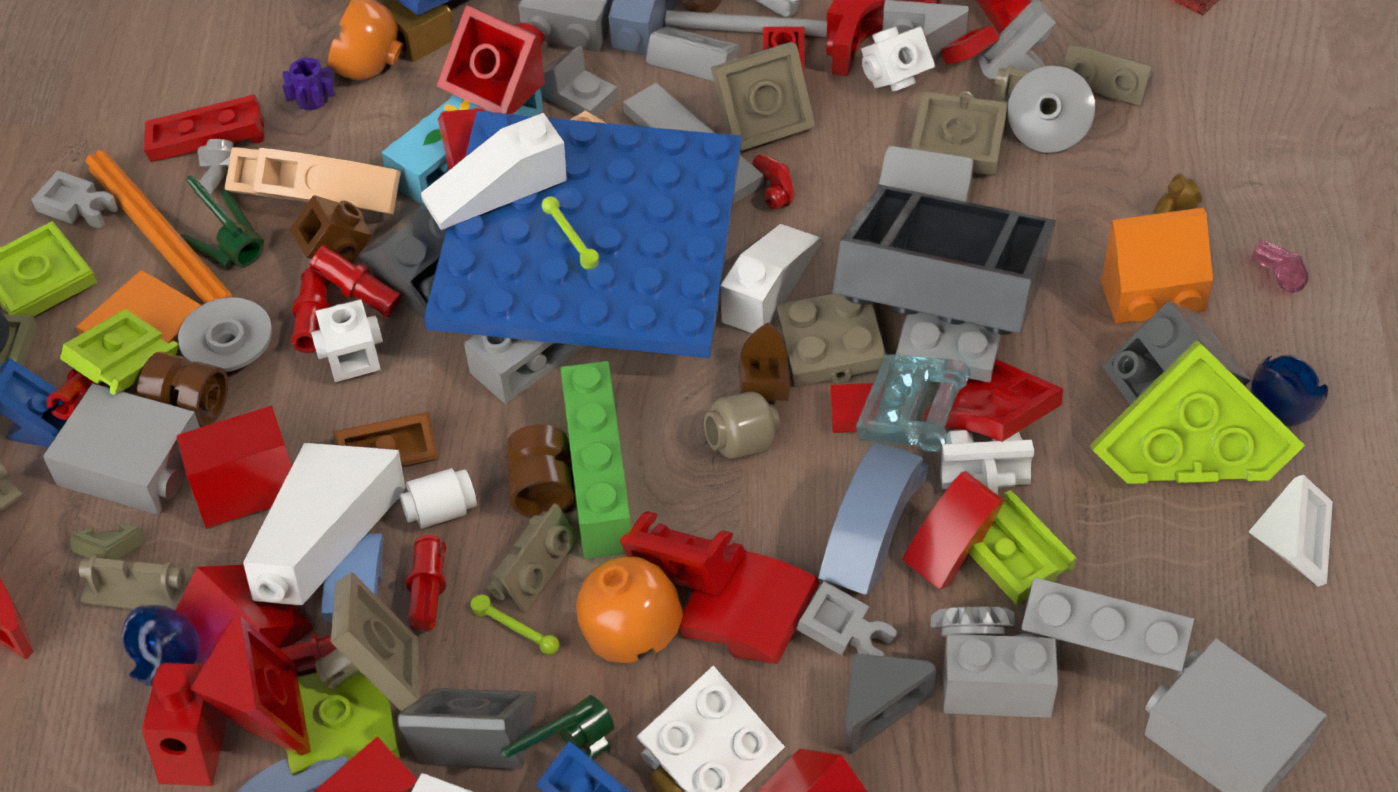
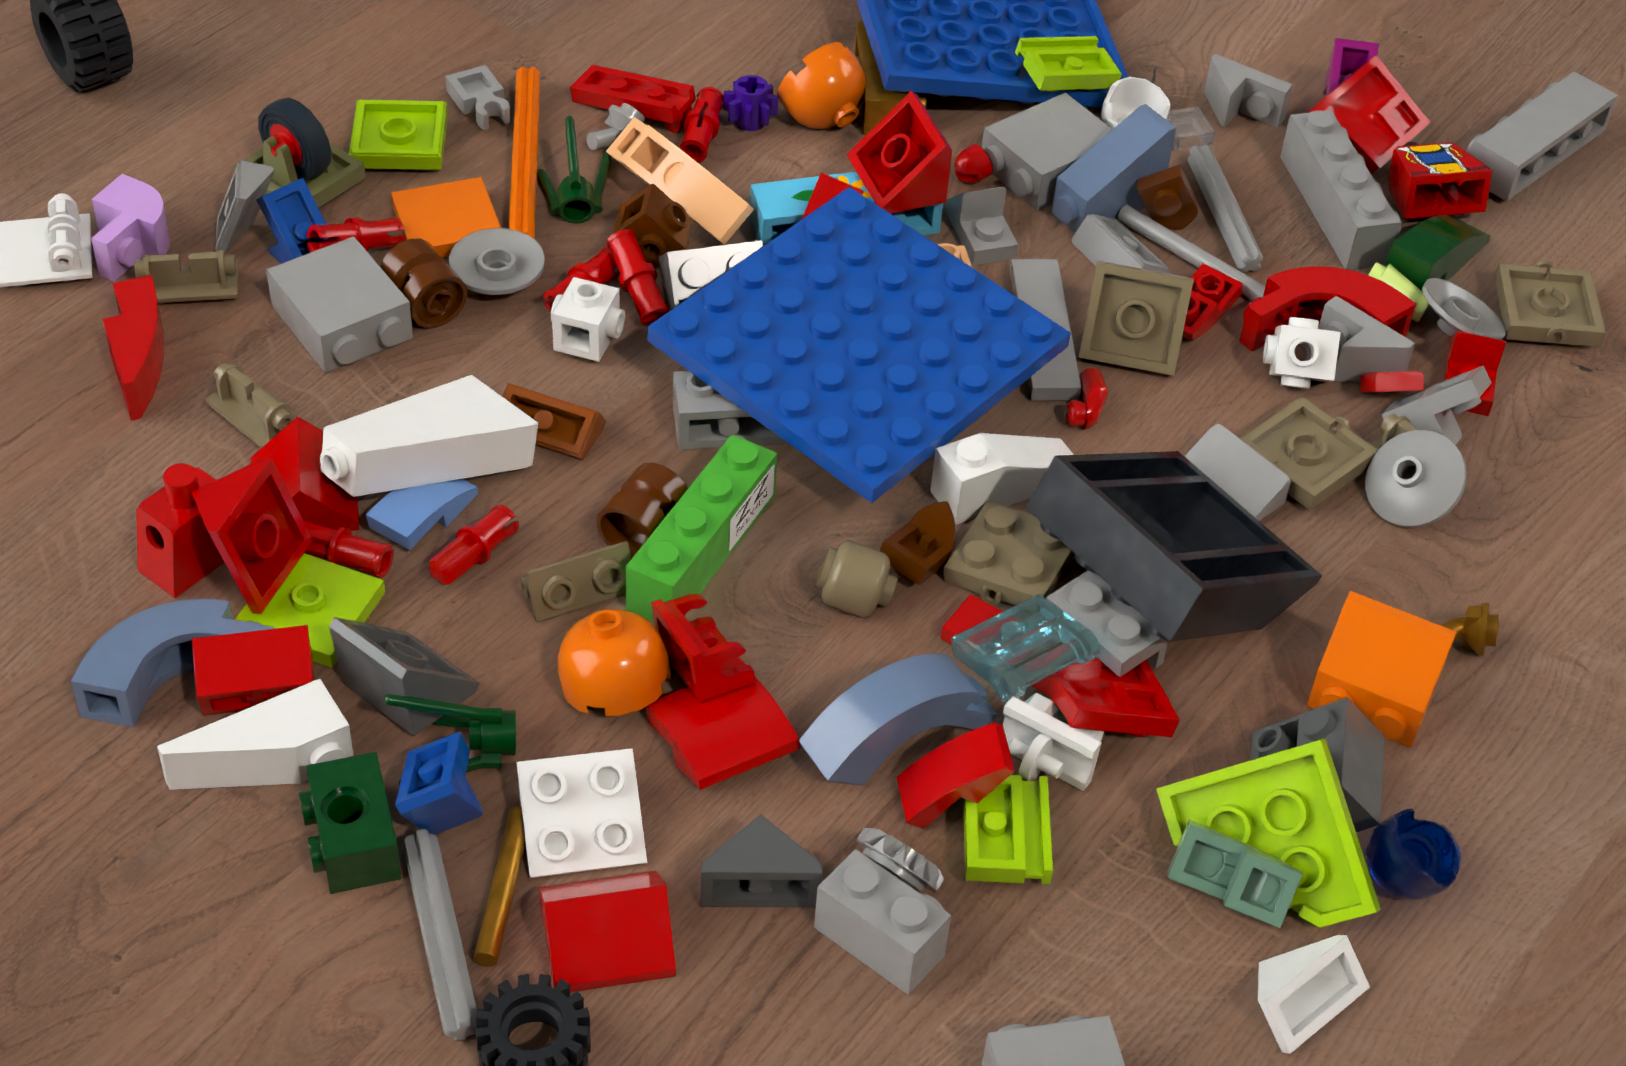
camera: 30 degrees right, 5 degrees down
(107, 544) = (264, 370): olive tile -> none
(115, 350) = (390, 217): lime plate -> none
(156, 637) = (228, 450): clear blue hair -> none
(235, 465) = (402, 357): red slope -> none
(278, 111) = (702, 123): none -> red pin
(372, 642) = (373, 554): dark tan tile -> none
(438, 497) = (545, 485): white brick -> none
(482, 607) = (506, 594): lime hinge -> none
(498, 172) = (813, 239): white slope -> none
(588, 257) = (828, 352): lime hinge -> none
(838, 620) = (788, 789): light grey plate -> none
(1107, 624) = (1017, 938): light grey brick -> none
(1110, 74) = (1511, 481): dark tan hinge -> none
(1189, 477) = (1235, 873): none -> sand green slope
(1286, 265) = (1533, 750): clear pink arm -> none

